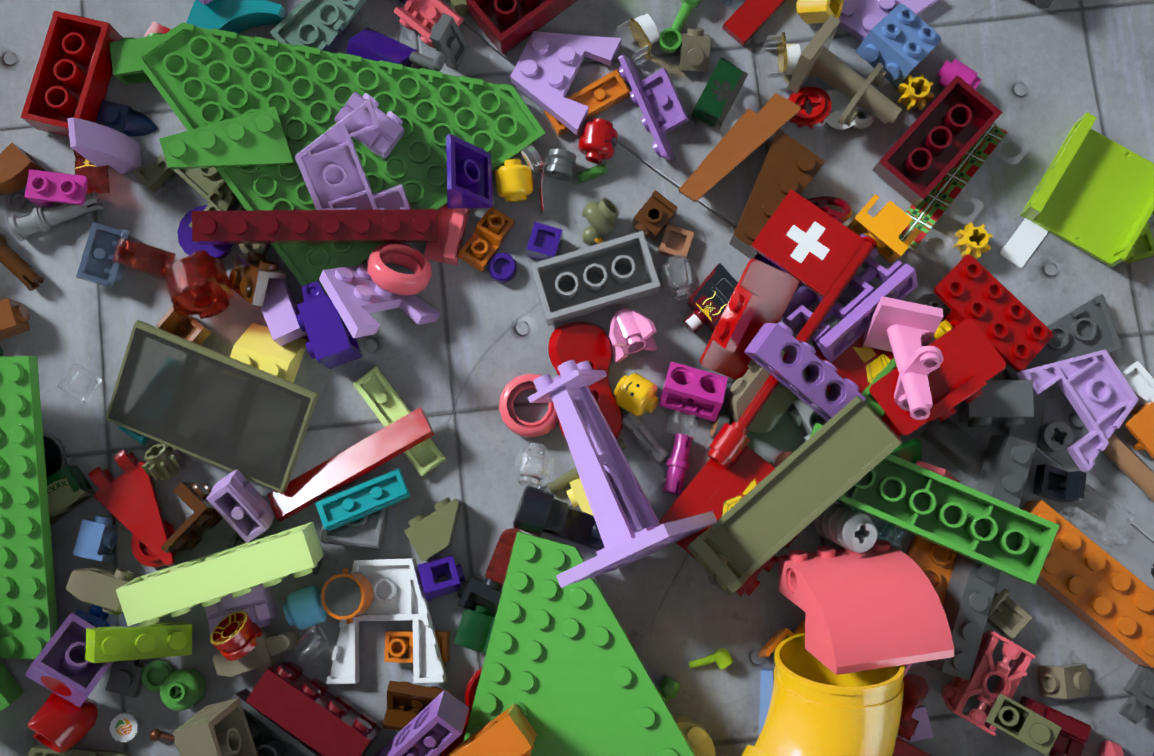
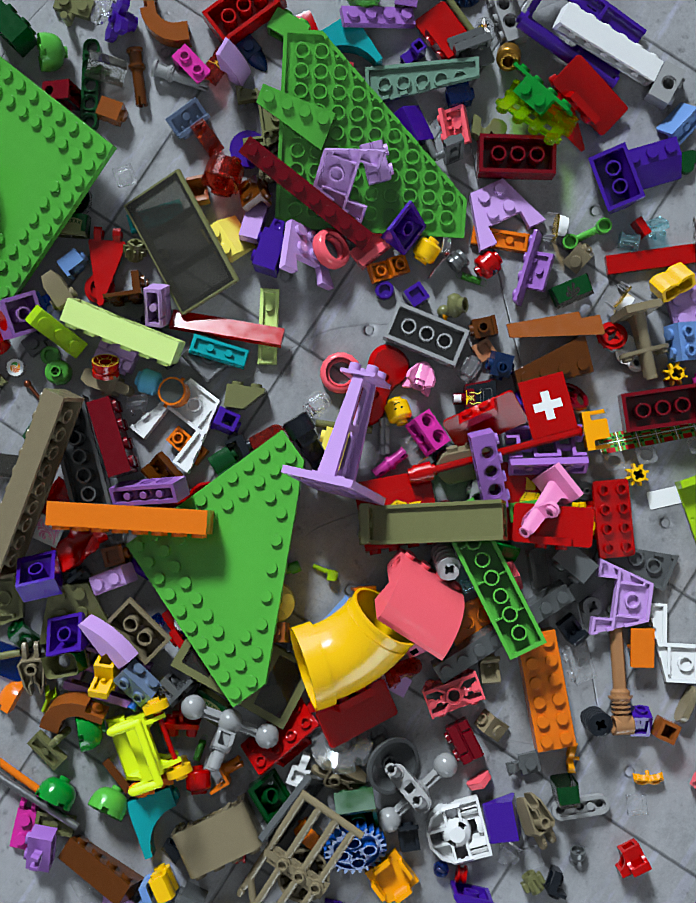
camera: 35 degrees right, 5 degrees up
(710, 243) = (499, 365): none -> dark blue brick
(1023, 724) = (449, 722): olive slope -> none

